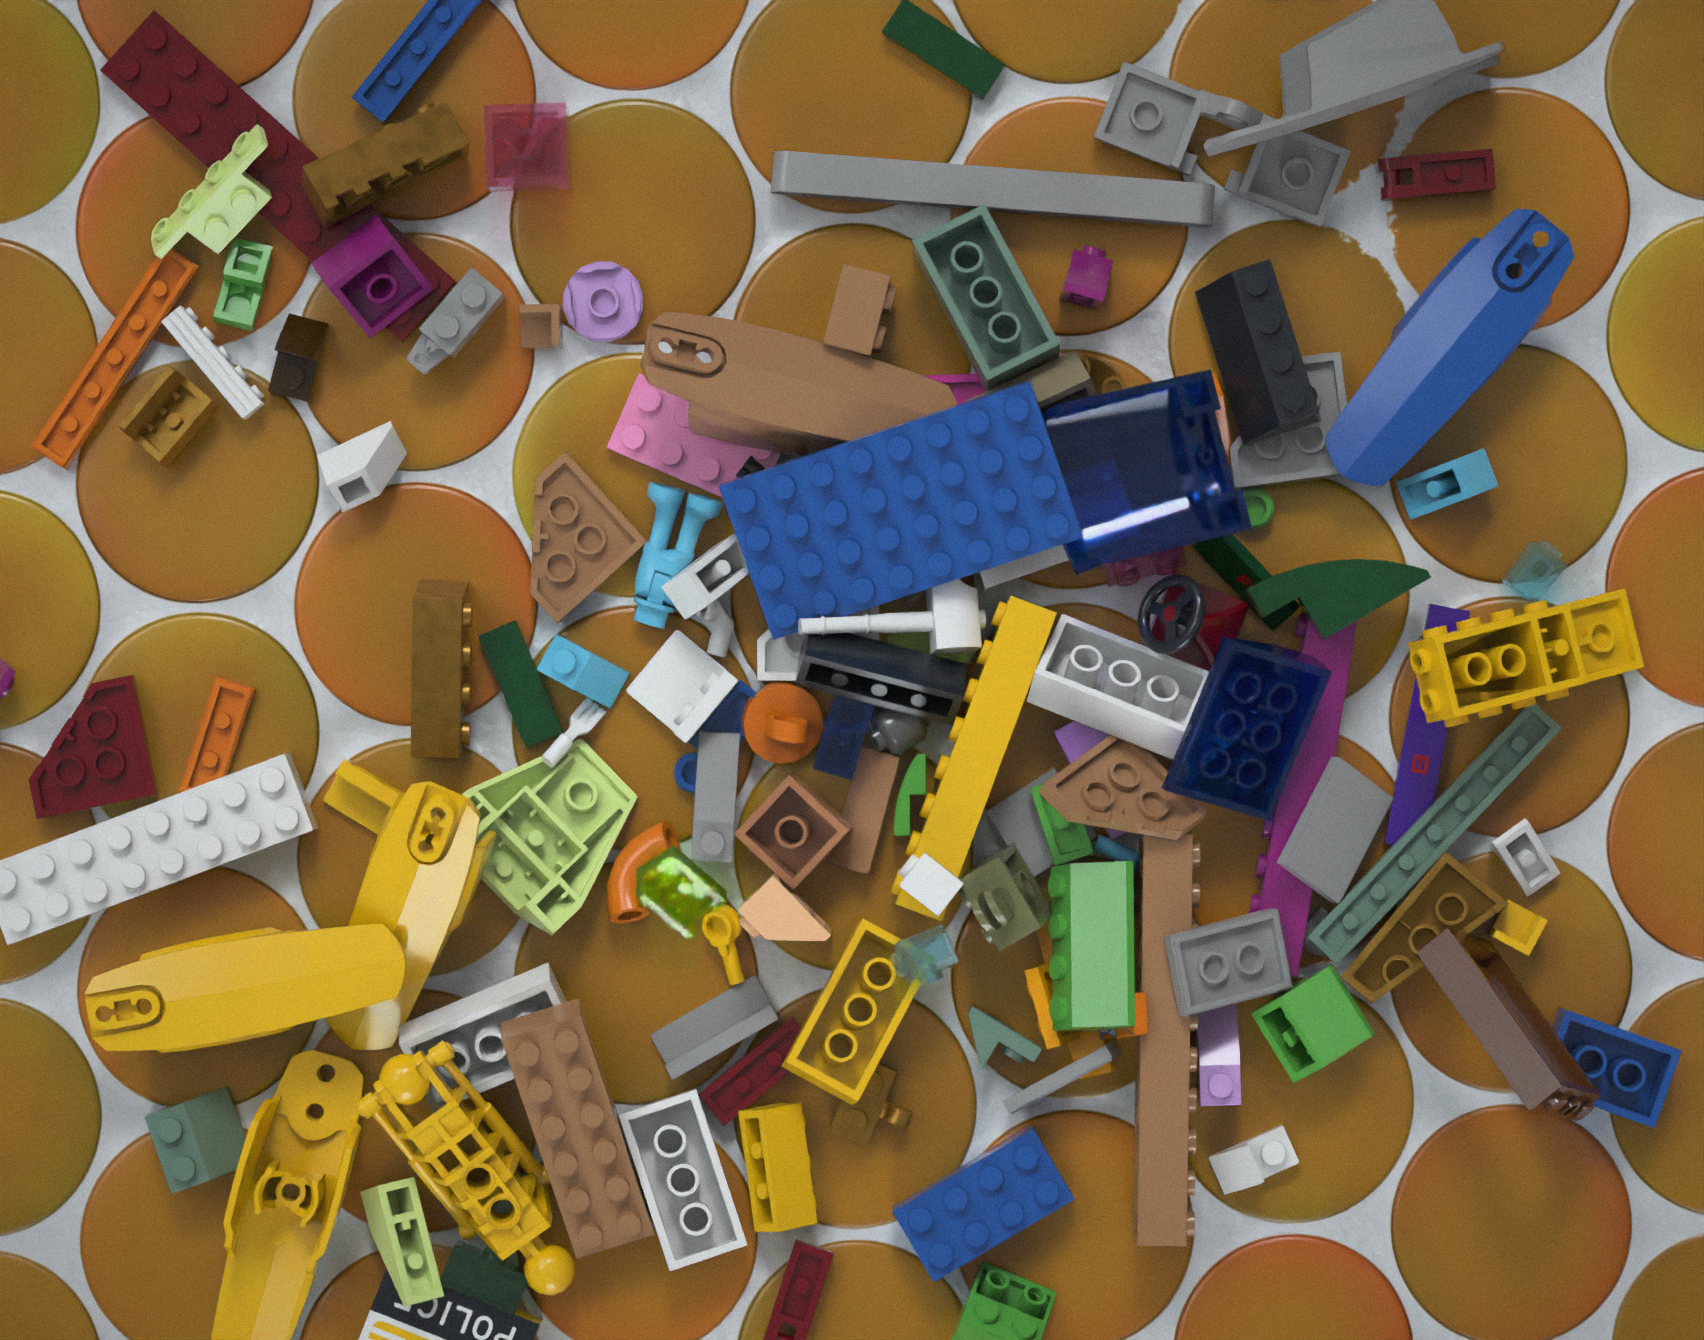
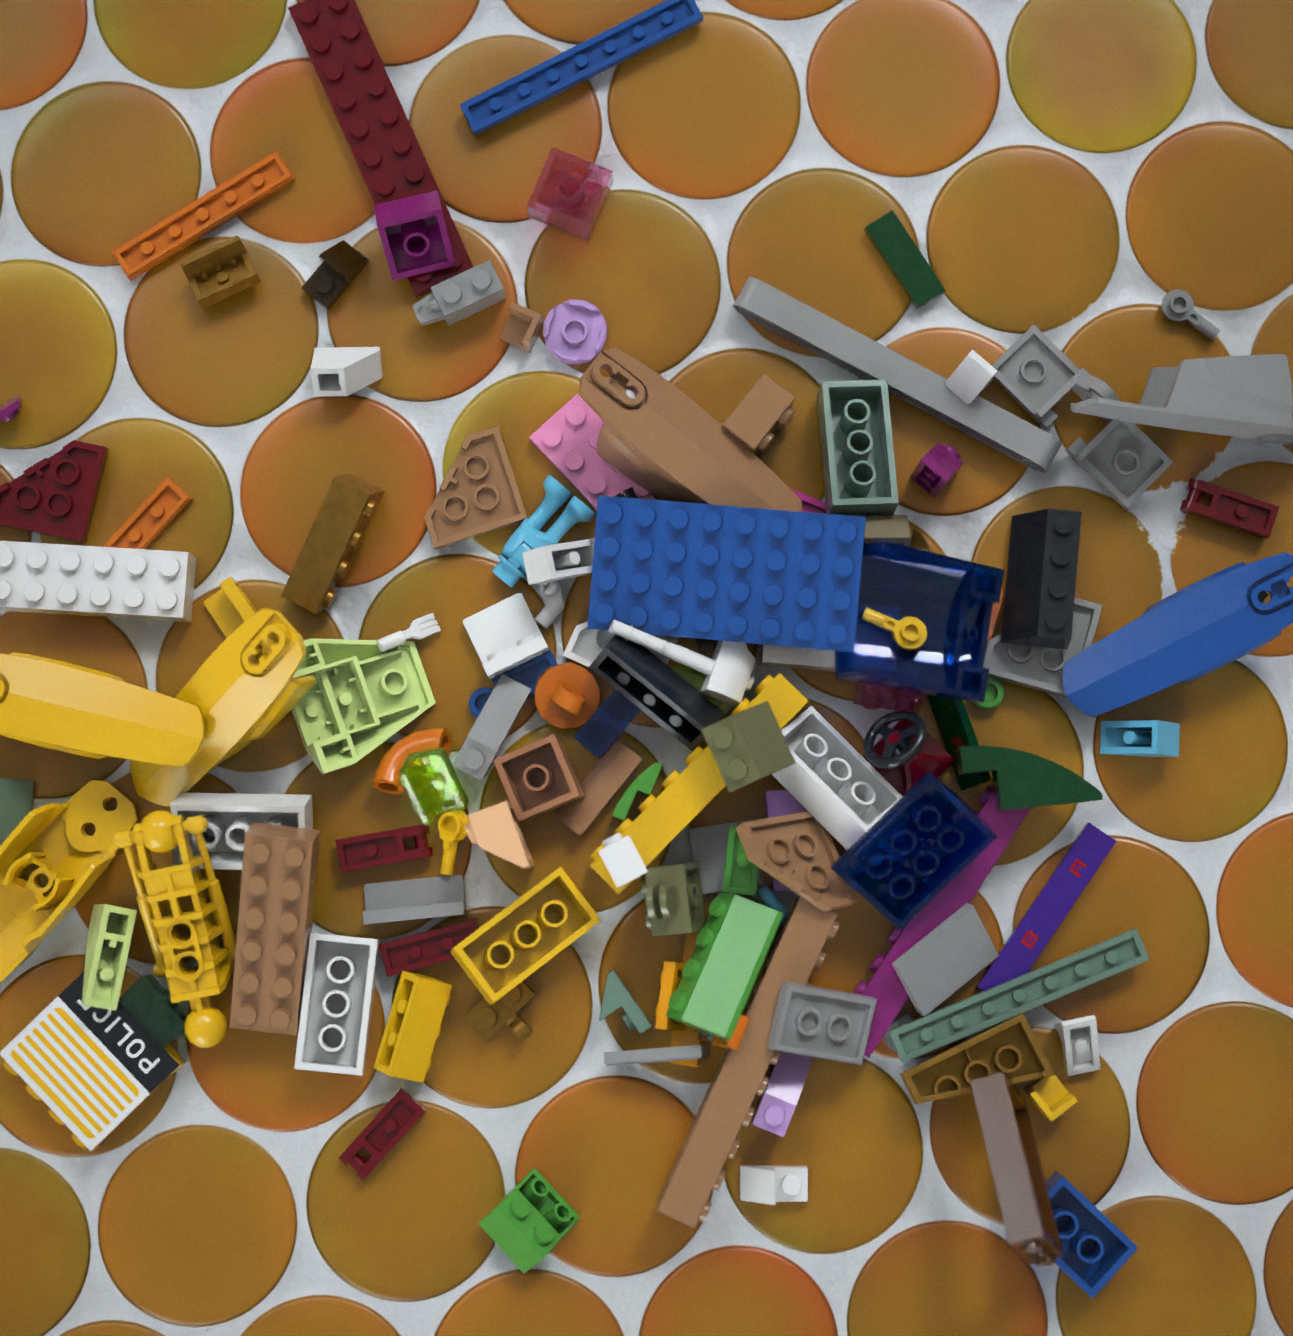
camera: 30 degrees right, 5 degrees down
(214, 361) = (272, 249): white piece -> none
(220, 203) = (330, 137): yellowish green bracket -> none
(243, 284) = (320, 205): bright green slope -> none
(383, 163) = (458, 157): pearl gold wedge -> none
(521, 683) = (387, 581): dark green tile -> none
(583, 671) = (437, 591): medium azure slope -> none
(653, 986) = (382, 848): none -> dark red plate
(896, 730) = (649, 738): dark grey head -> none
(924, 956) = (593, 915): clear light blue brick -> none
(982, 1203) = (554, 1124): blue brick -> none
(1013, 695) = (748, 746): none -> olive slope
(1078, 161) = (971, 377): none -> white slope
(1134, 486) = (907, 632): none -> yellow plate
(1312, 1023) = (864, 1099): bright green slope -> none
(1523, 656) = (1144, 890): yellow wedge -> none
(1534, 571) = (1177, 832): clear light blue brick -> none

